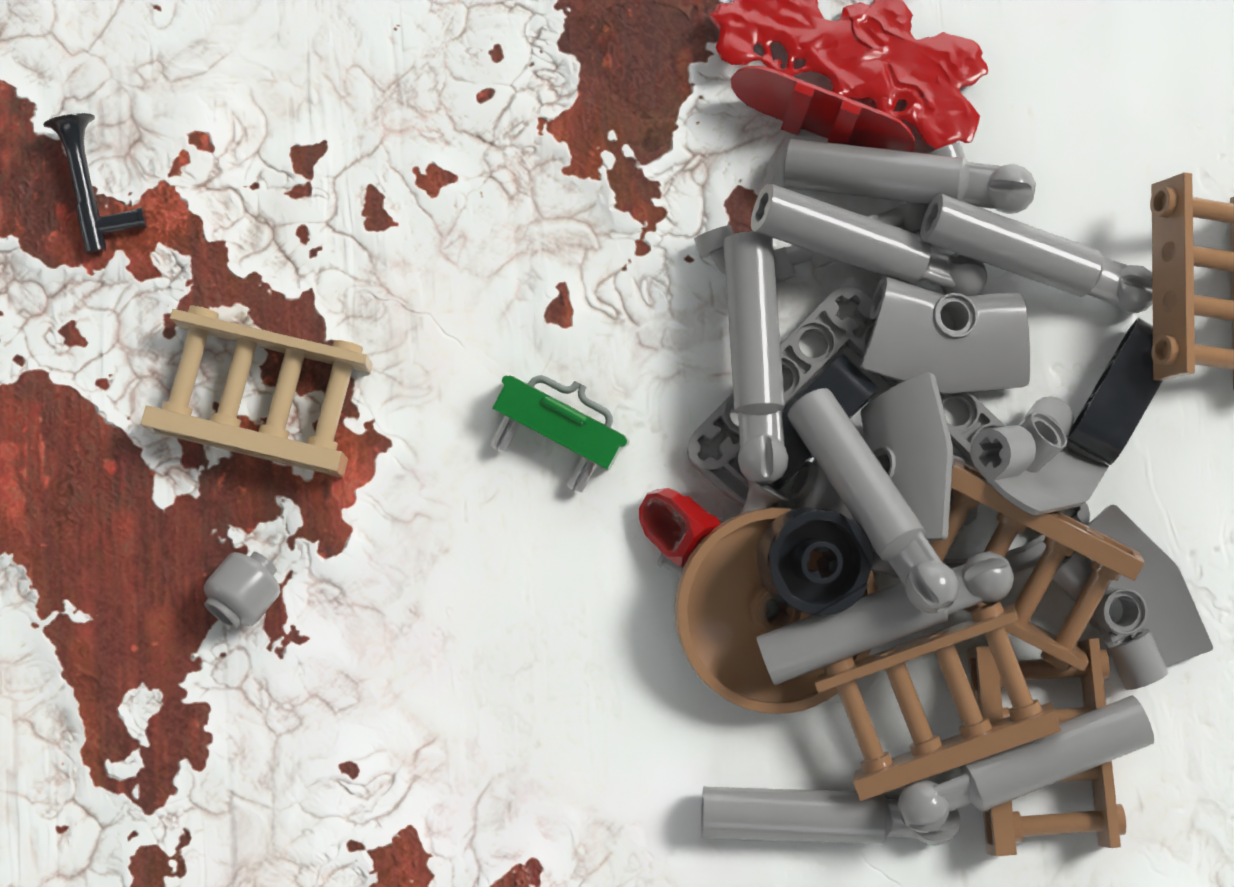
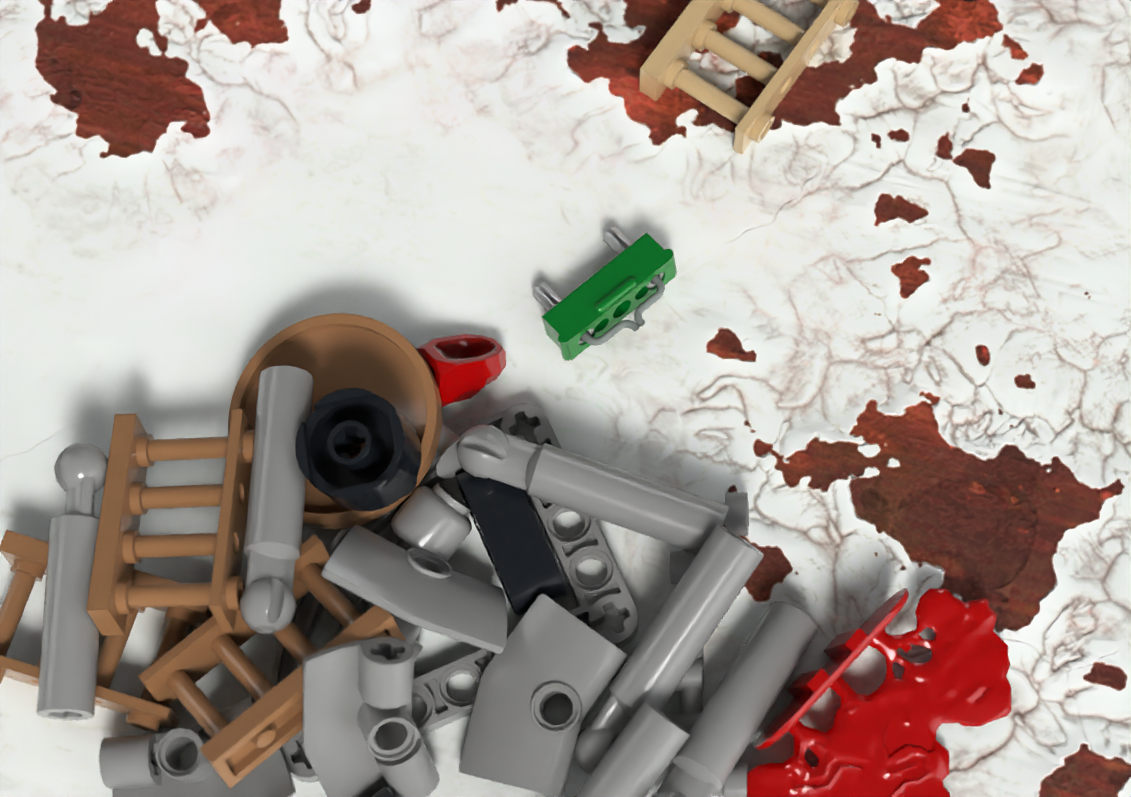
camera: 115 degrees right, 10 degrees down
(809, 817) = (133, 369): light grey piece -> none
(873, 500) = (394, 523): light grey piece -> none

